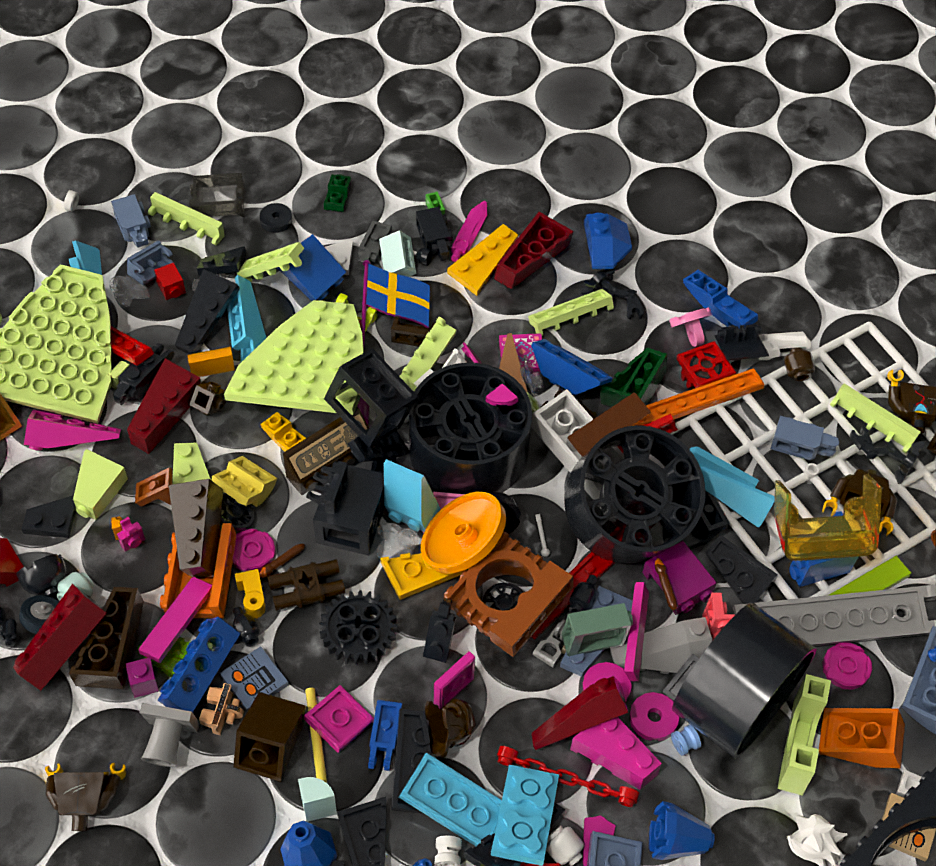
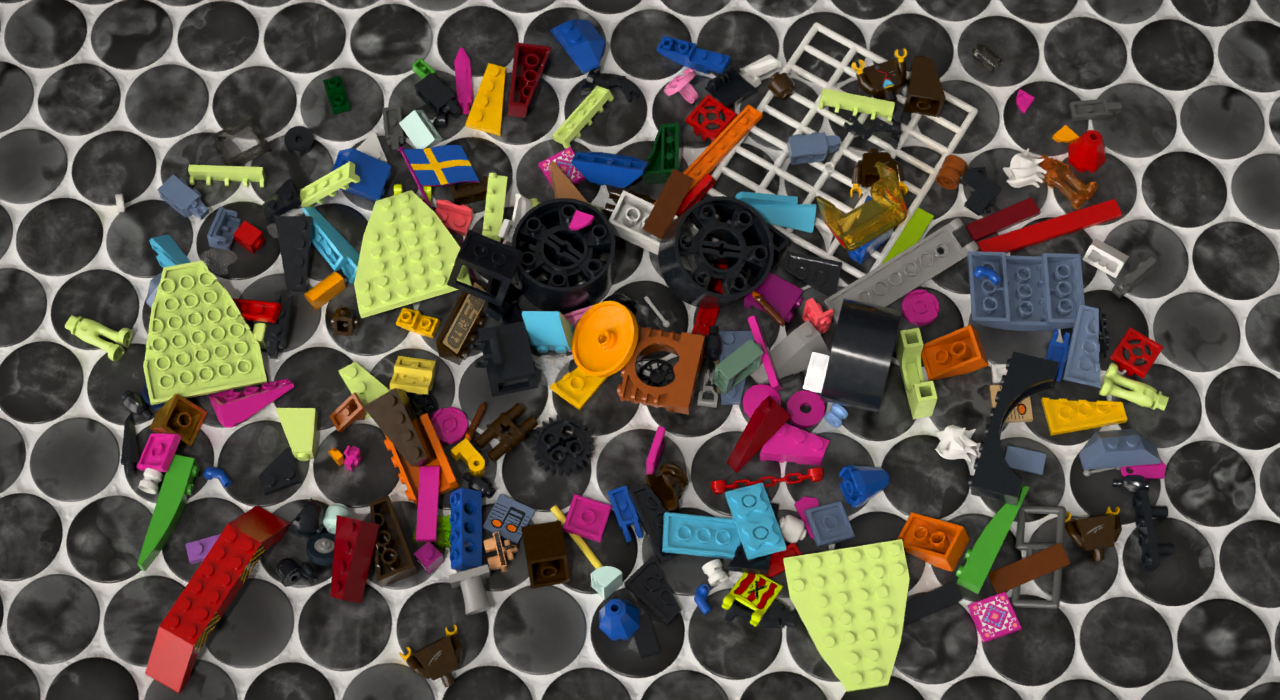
camera: 25 degrees left, 10 degrees up
(162, 405) = (312, 337): dark red wedge -> none
(388, 348) = (454, 217): none -> coral bracket
(440, 632) = (626, 421): black hinge -> none
(470, 354) = (522, 188): dark pink piece -> none
(531, 378) = (584, 189): clear plate -> none

